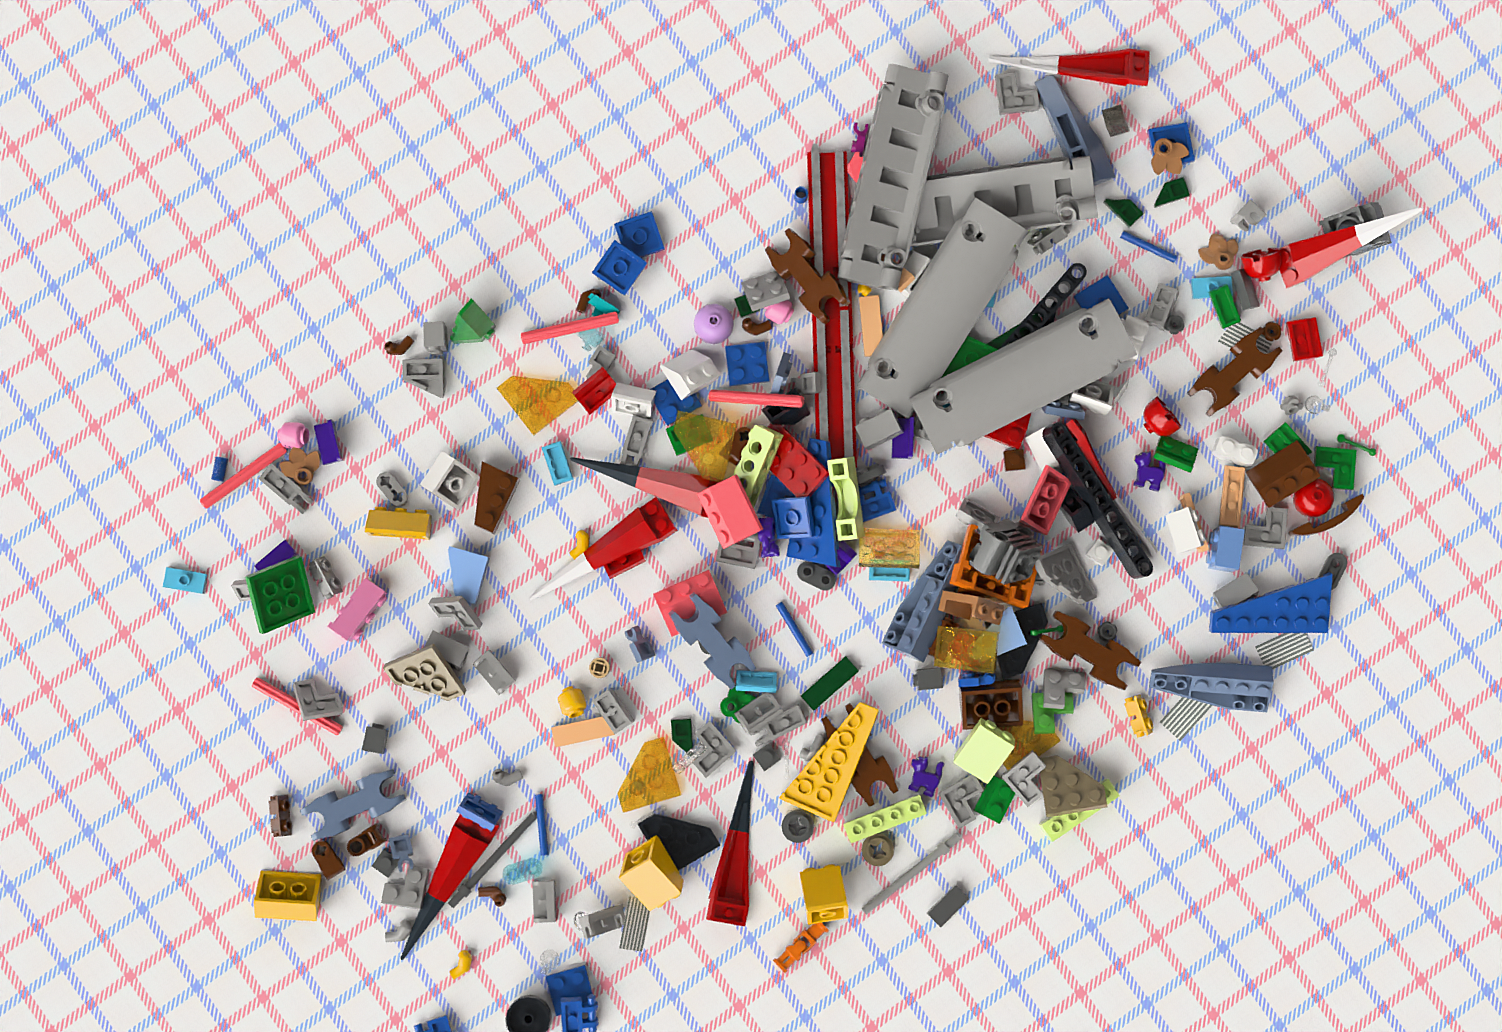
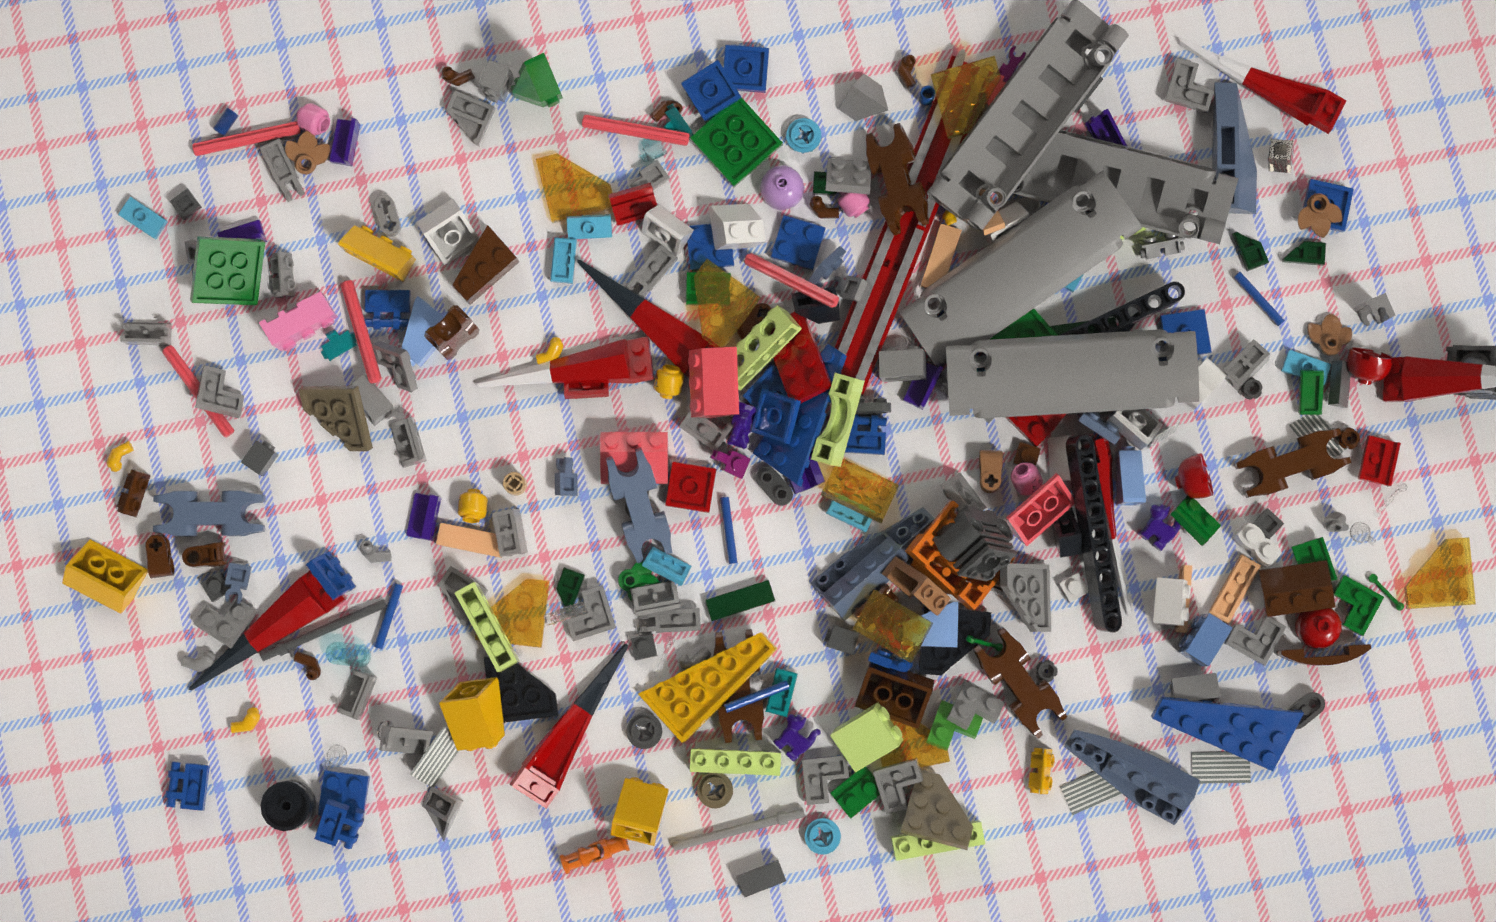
camera: 35 degrees right, 0 degrees up
(216, 553) = (185, 204): none -> dark grey plate
(232, 676) = (146, 333): none -> light grey hinge
(251, 790) = (113, 461): none -> yellow arm
(398, 615) = (338, 344): none -> teal piece
(413, 596) = (361, 331): none -> coral axle
(423, 562) = (387, 302): none -> blue plate
(494, 564) = (452, 332): none -> reddish brown piece
(534, 728) = (423, 516): none -> dark purple panel
(566, 425) = (589, 226): none -> medium azure plate
(595, 778) = (451, 583): none -> light grey wing
(630, 797) = (487, 627): none -> yellowish green brick
(657, 965) = (442, 809): none -> light grey slope
(658, 301) = (736, 141): none -> green plate
(690, 526) = (668, 381): none -> yellow head
(712, 262) = (807, 126): none -> medium azure gear
(747, 607) = (690, 487): none -> red plate
(750, 220) = (864, 99): none -> light grey slope
(772, 180) = (905, 69): none -> reddish brown arm
(774, 571) = (733, 462): none -> magenta plate
(832, 180) = (964, 93): none -> clear yellow plate
(879, 756) = (756, 696): none -> blue bar
(897, 744) = (780, 702): none -> teal plate
(960, 160) = (1105, 128): none -> dark purple hinge
(982, 838) = (819, 846): none -> medium azure gear
(987, 482) = (990, 466): none -> medium nougat piece
(1022, 479) = (1026, 478): none -> bright pink head
(1106, 441) = (1129, 477): none -> light blue slope
(1236, 430) = (1268, 523): none -> dark grey plate
(1398, 413) = (1443, 578): none -> clear yellow plate

